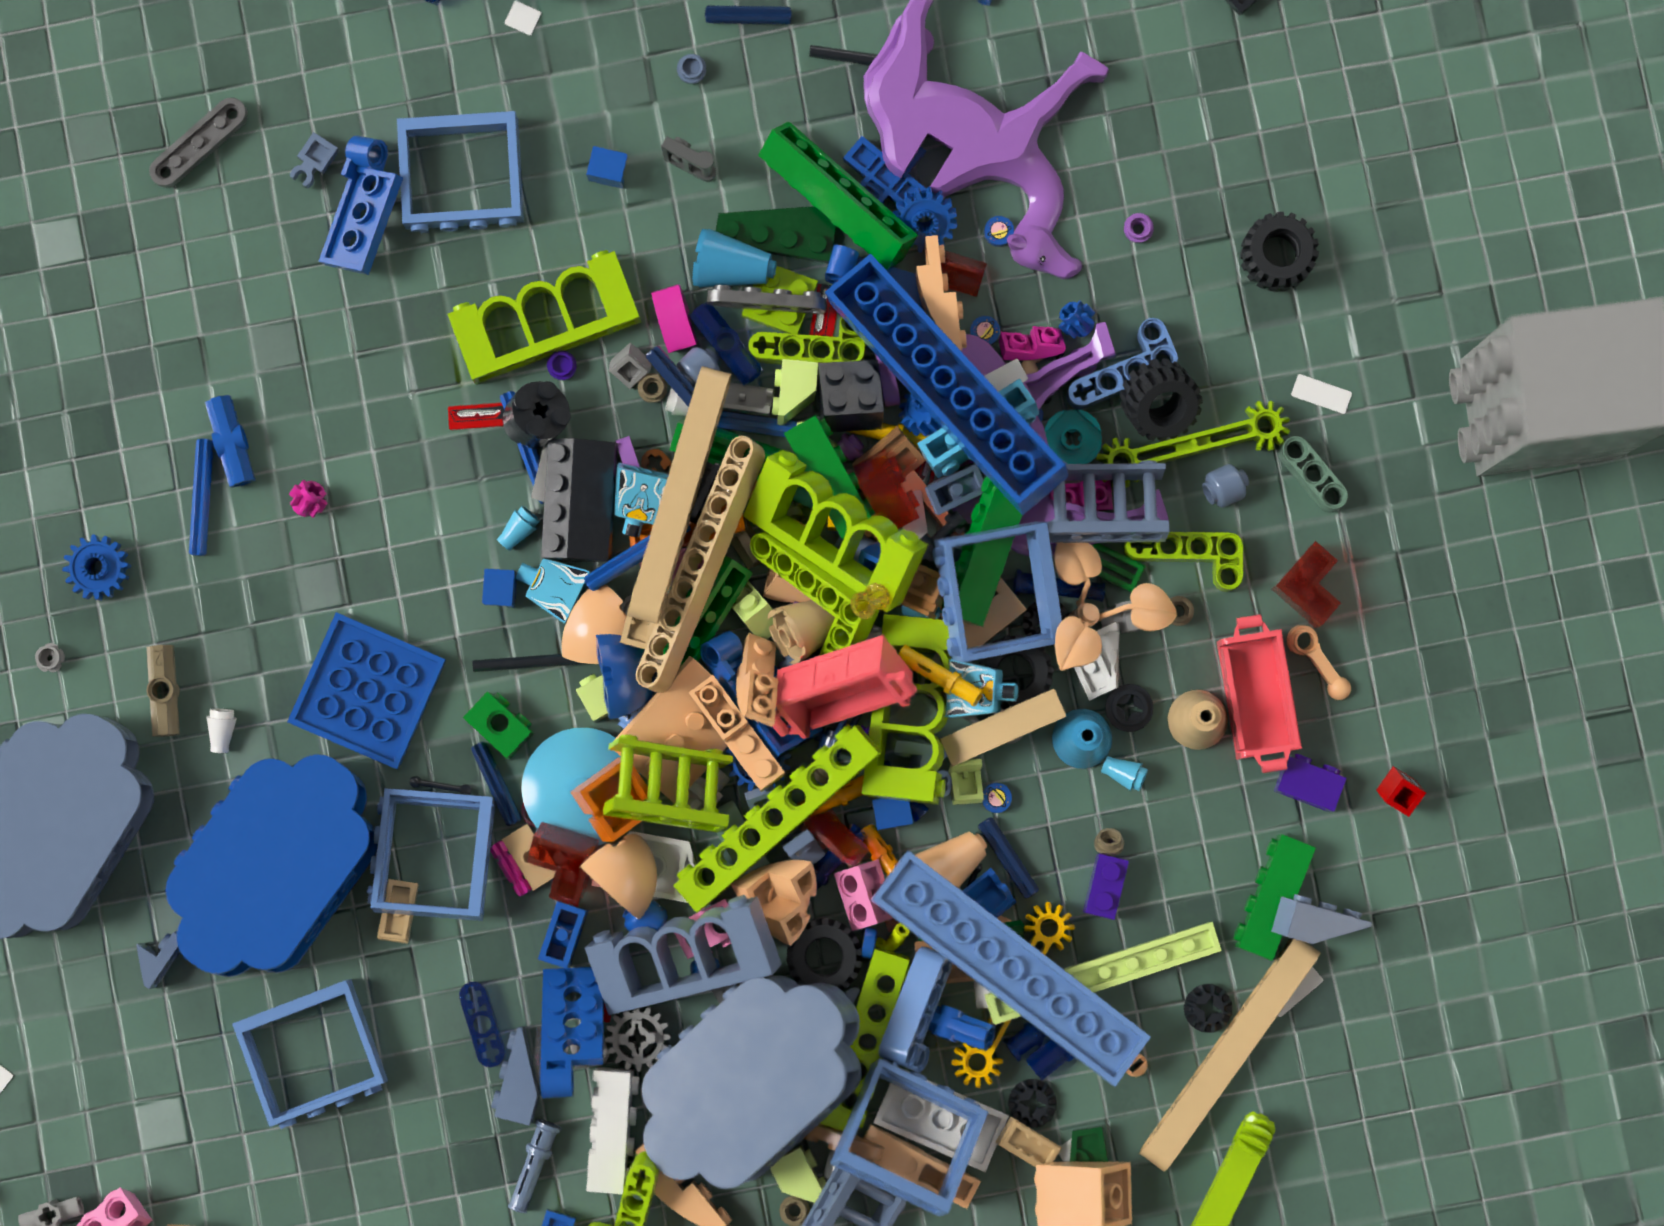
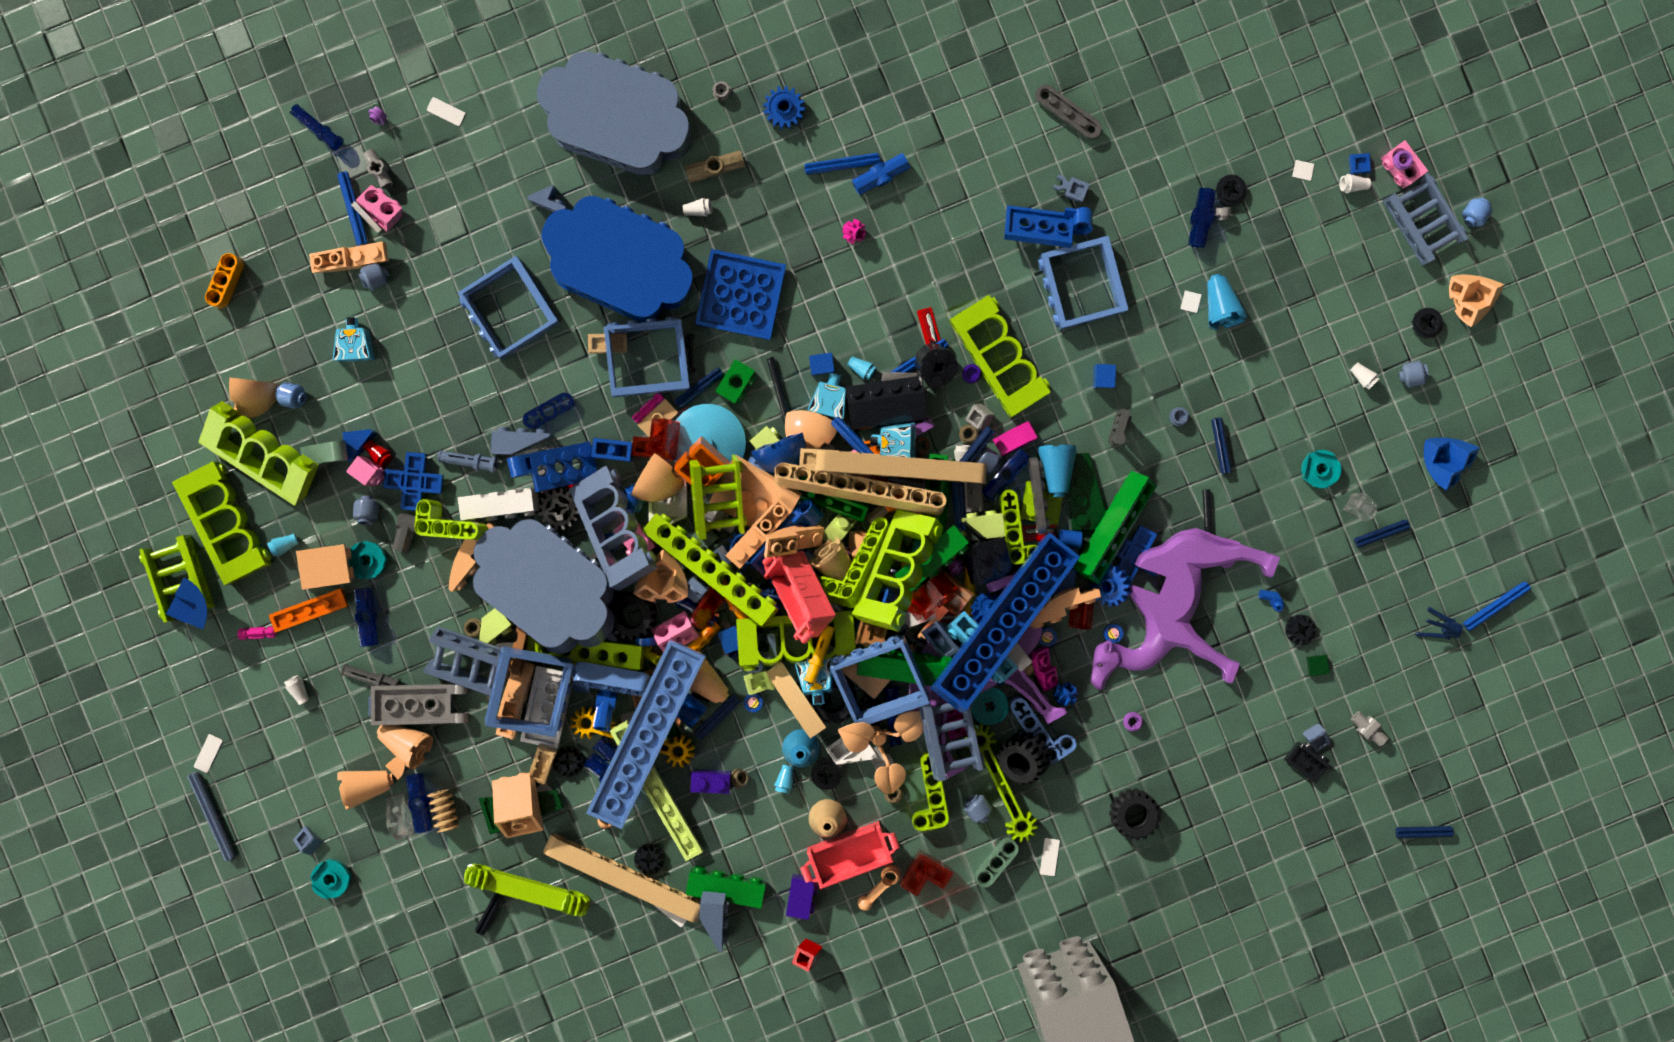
camera: 75 degrees right, 5 degrees up
(865, 603) = (857, 603): clear yellow bush -> none
(1124, 559) = (917, 760): green tile -> none

